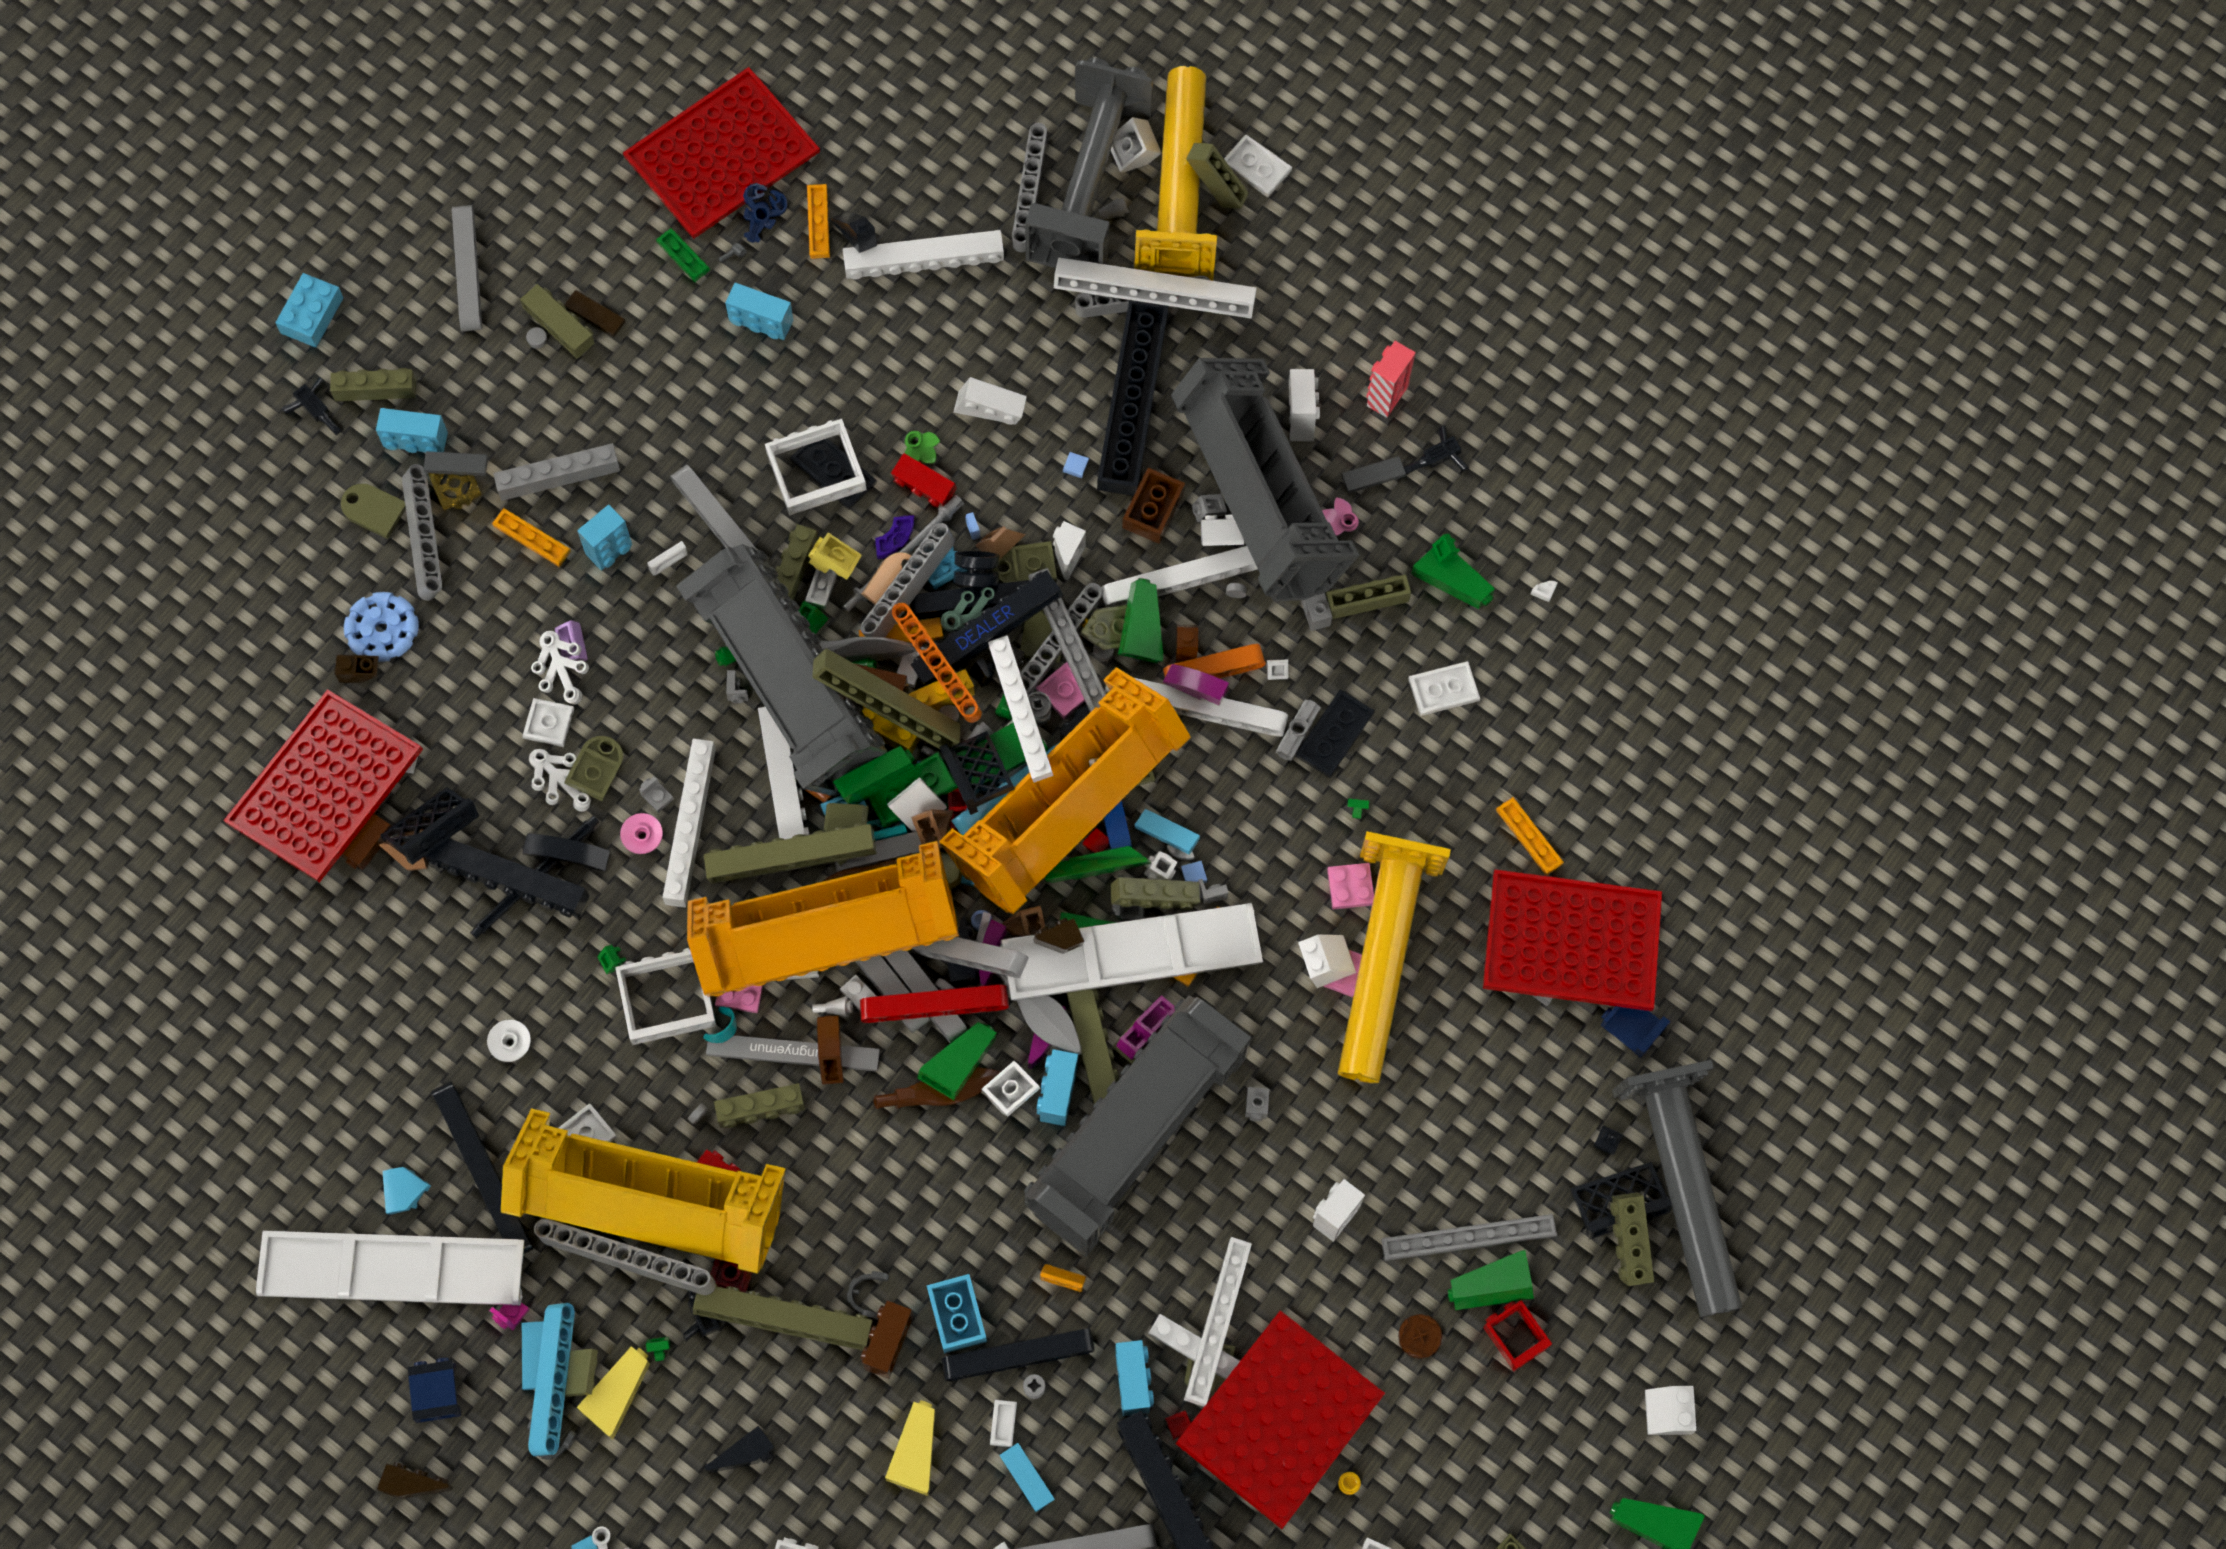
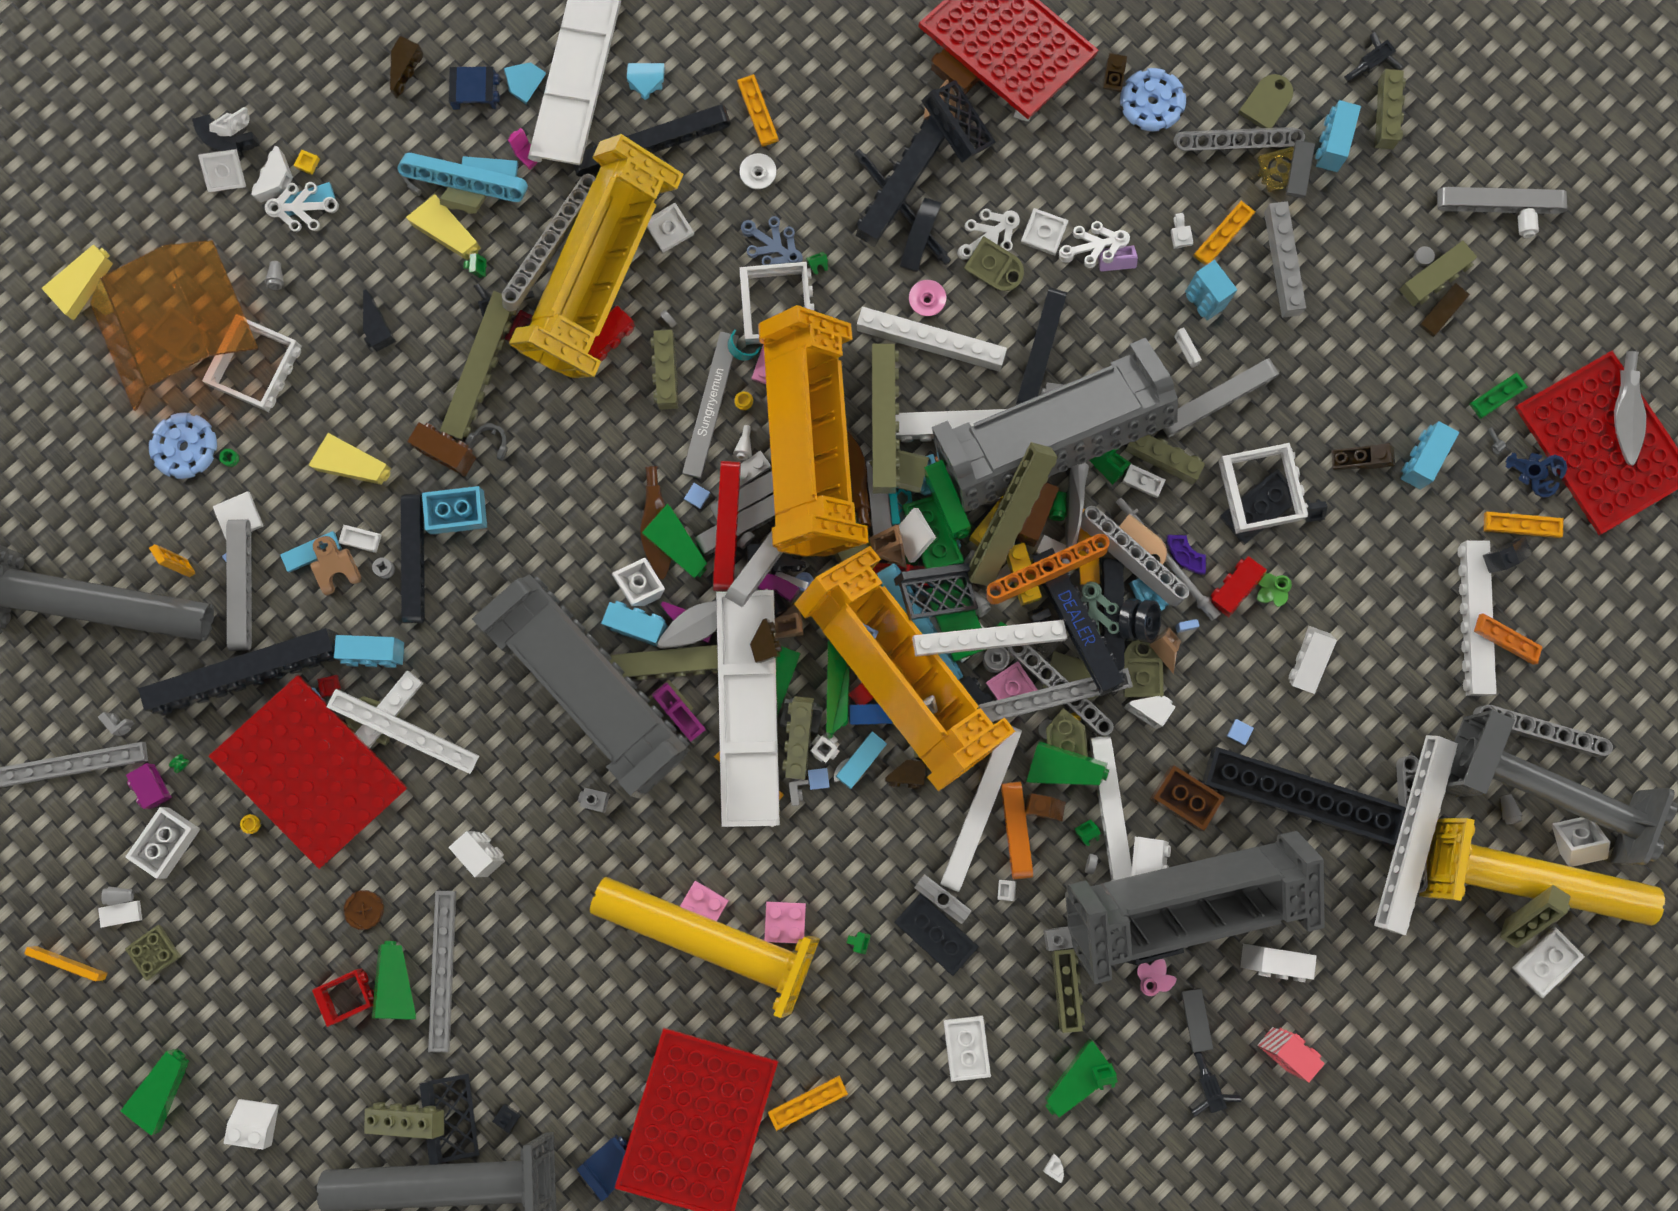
camera: 105 degrees right, 10 degrees up
(309, 310) = (1471, 60): medium azure brick -> none
(418, 1333) = (523, 80): none -> medium azure slope
(431, 1055) = (758, 110): none -> light orange tile
(490, 241) = (1528, 223): none -> white brick
(537, 580) = (1181, 234): none -> white plate
(594, 1010) = (773, 245): none -> sand blue plant
(655, 794) = (963, 314): light grey bracket -> none
(687, 130) = (1630, 411): none -> light grey animal
(687, 707) = (1042, 345): none -> black beam
(767, 376) = (1364, 457): none -> dark brown slope
(784, 1016) = (743, 400): none -> yellow plate
(829, 412) = (1316, 510): none -> black tile
(829, 1049) = (703, 432): reddish brown slope -> none
(833, 555) = (1169, 494): light yellow plate -> none
(900, 1050) = (697, 496): none -> light blue tile
(942, 223) = (1508, 639): none -> orange tile
(1038, 1444) = (330, 562): none -> medium nougat piece
(1062, 1278) = (472, 605): light orange slope -> none
(1172, 782) = (909, 772): none -> dark brown slope
(1196, 683) = (997, 808): magenta slope -> none
(1203, 597) = (1087, 832): none -> green tile
(1209, 505) = (1180, 850): light grey bracket -> none
(1327, 958) = (714, 886): white slope -> none

